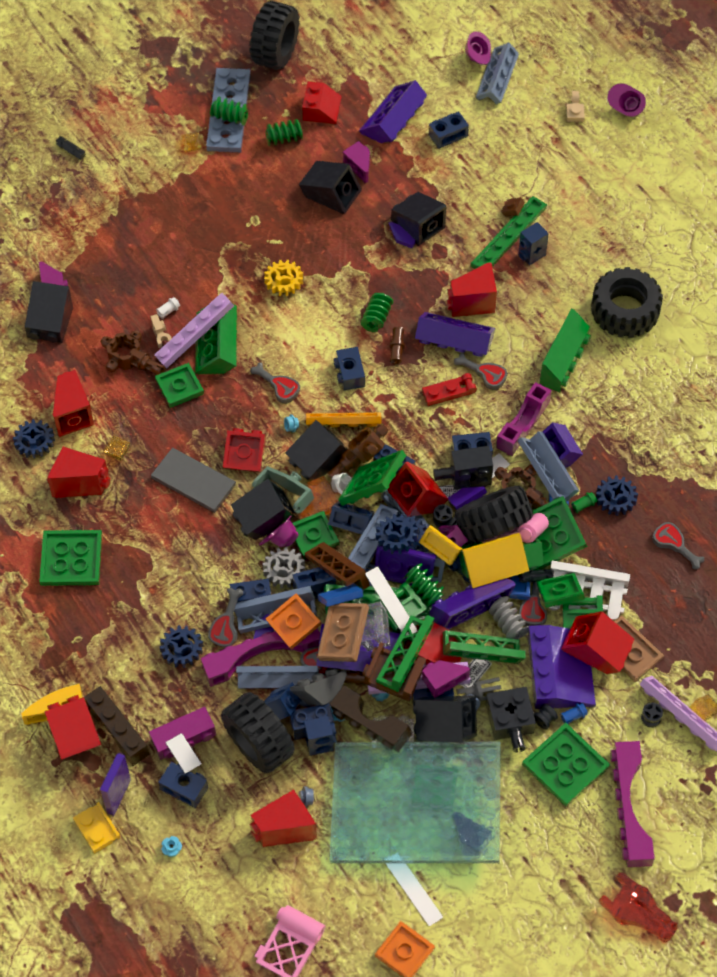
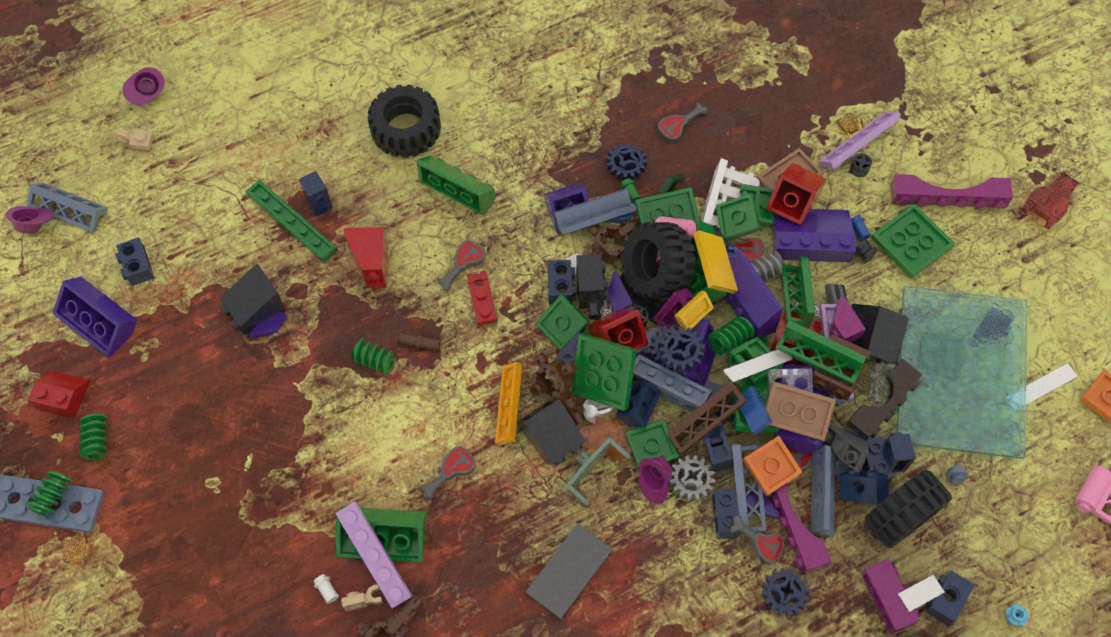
camera: 85 degrees left, 5 degrees up
(179, 385) = (440, 580): green plate -> none
(244, 450) = (540, 510): red plate -> none
(263, 510) = (622, 494): black slope -> none
(283, 277) = (309, 443): yellow gear -> none
(283, 822) = (994, 496): red slope -> none
(291, 423) = (507, 459): medium azure plate -> none
(331, 185) = (185, 391): black slope -> none
(354, 376) = (434, 385): dark blue brick -> none
(359, 160) = (157, 357): magenta slope -> none
(429, 451) = (562, 322): none -> green tile
(454, 333) = (413, 282): dark purple slope -> none
(512, 725) = (867, 279): black brick -> none
(513, 206) = (257, 210): reddish brown plate -> none
(532, 408) = (550, 241): magenta arch -> none
(596, 535) = (670, 183): none -> dark green tile

